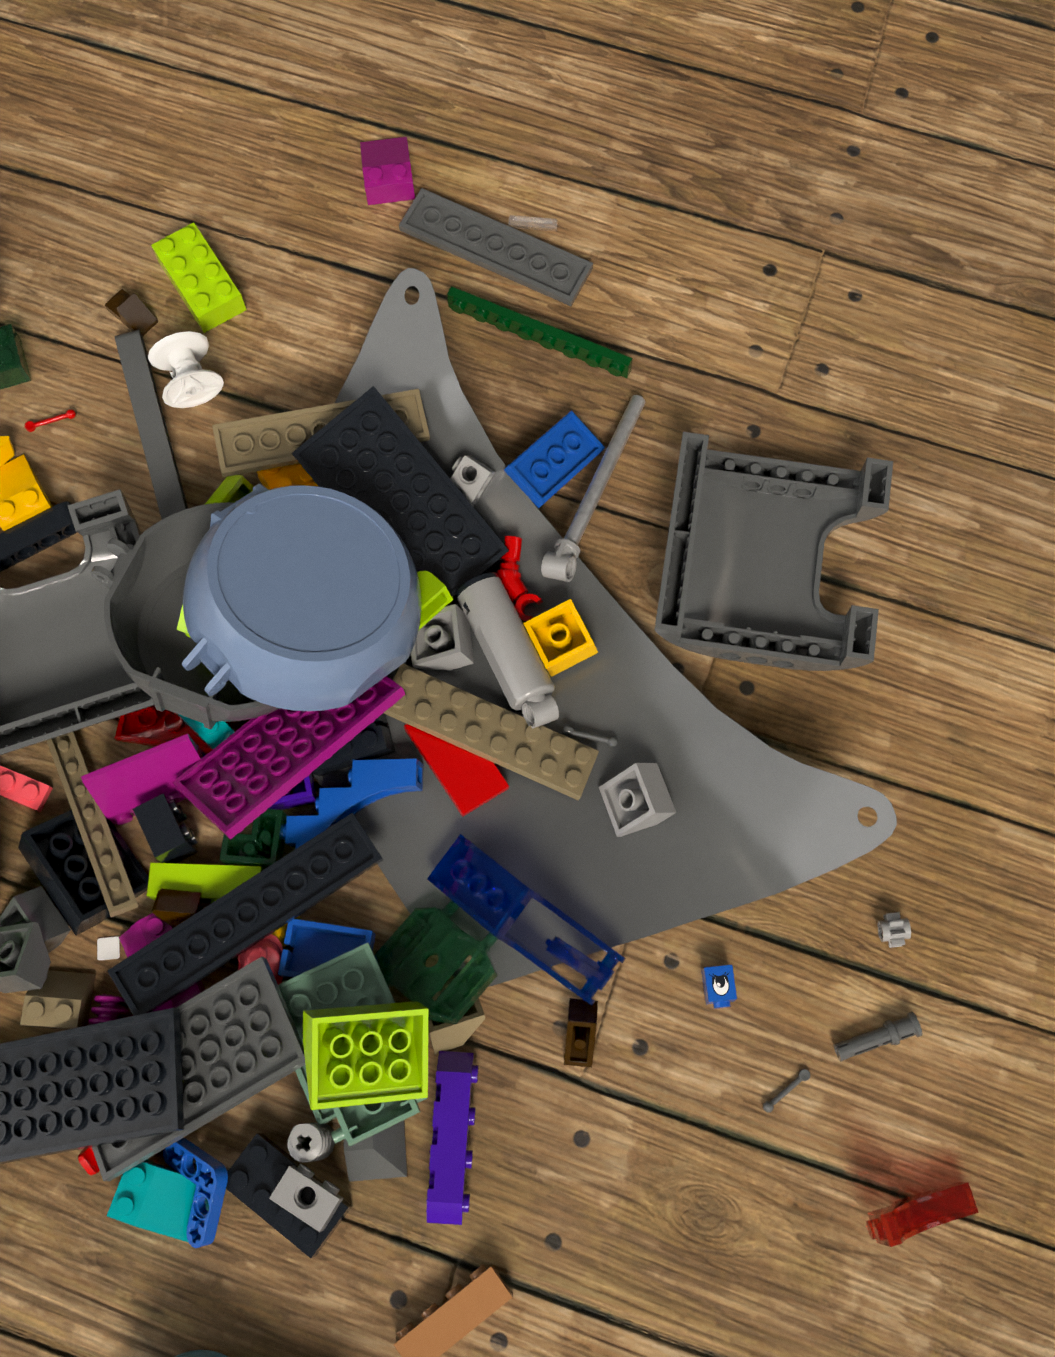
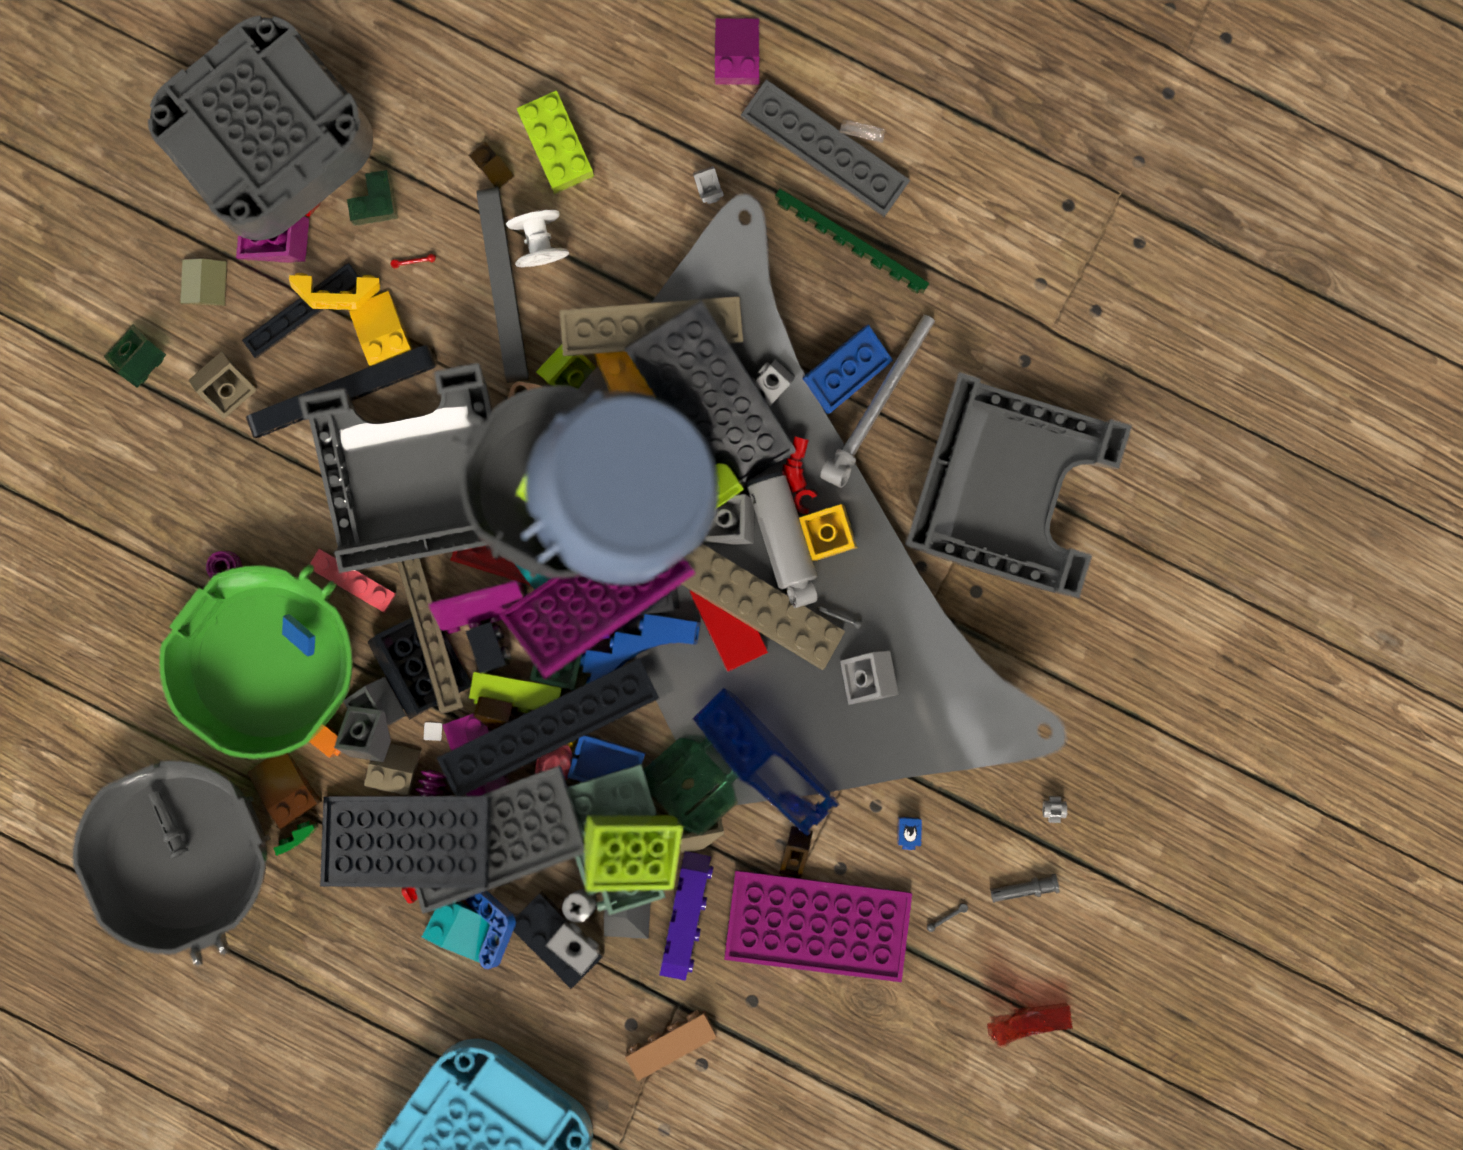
camera: 10 degrees right, 15 degrees up
(370, 296) = (708, 185): none -> light grey bracket
(624, 1126) = (818, 926): none -> magenta plate

